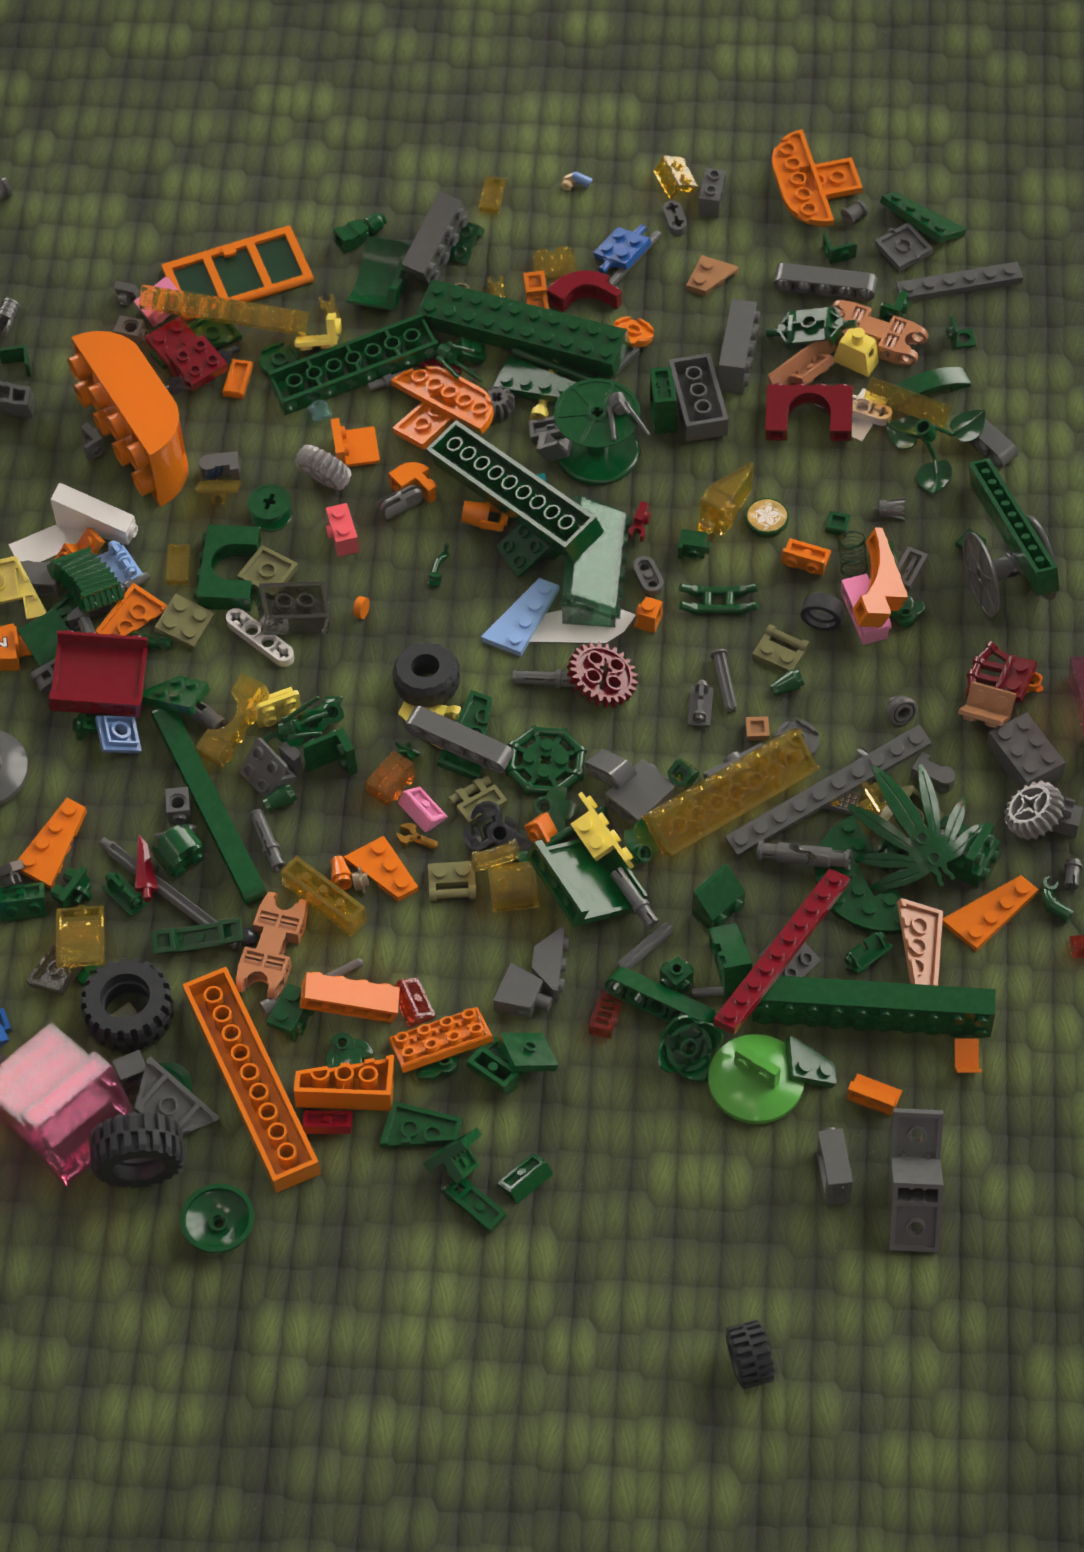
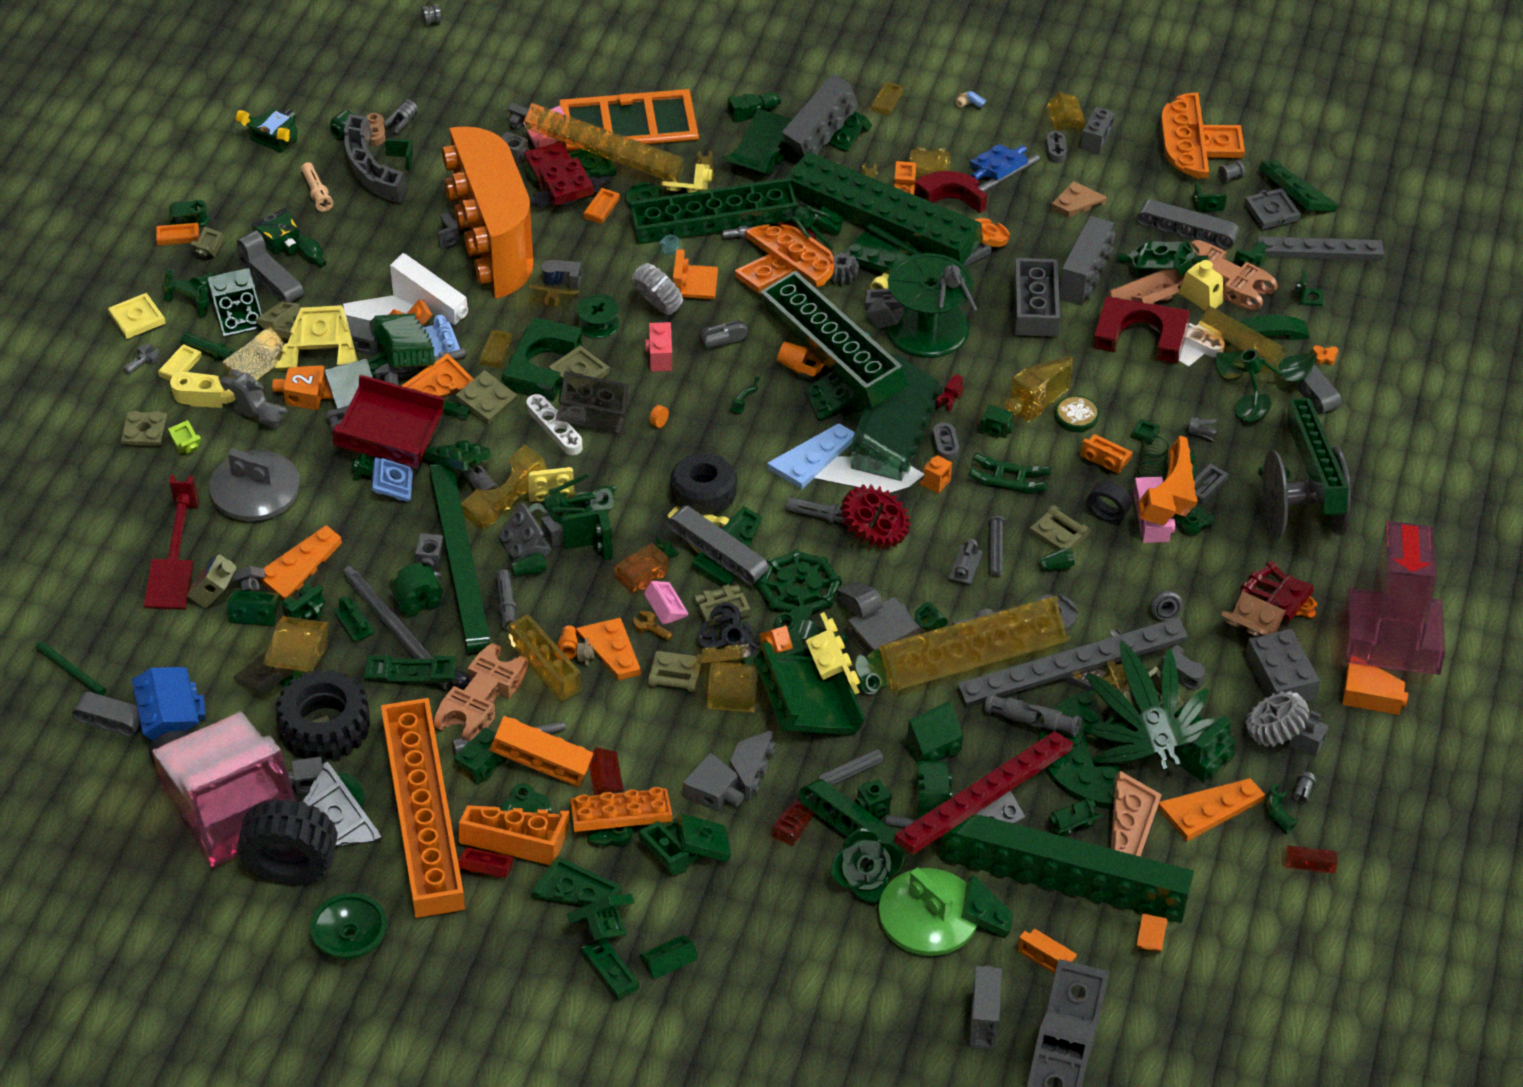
camera: 10 degrees right, 10 degrees down
(145, 878) = (377, 607): dark red bar -> none
(413, 474) = (744, 312): orange brick -> none
(640, 905) = (855, 728): dark grey pin -> none
(662, 400) = (1000, 290): dark green window -> none
(757, 728) = (1016, 594): medium nougat plate -> none
(990, 402) = (1325, 355): none -> orange piece

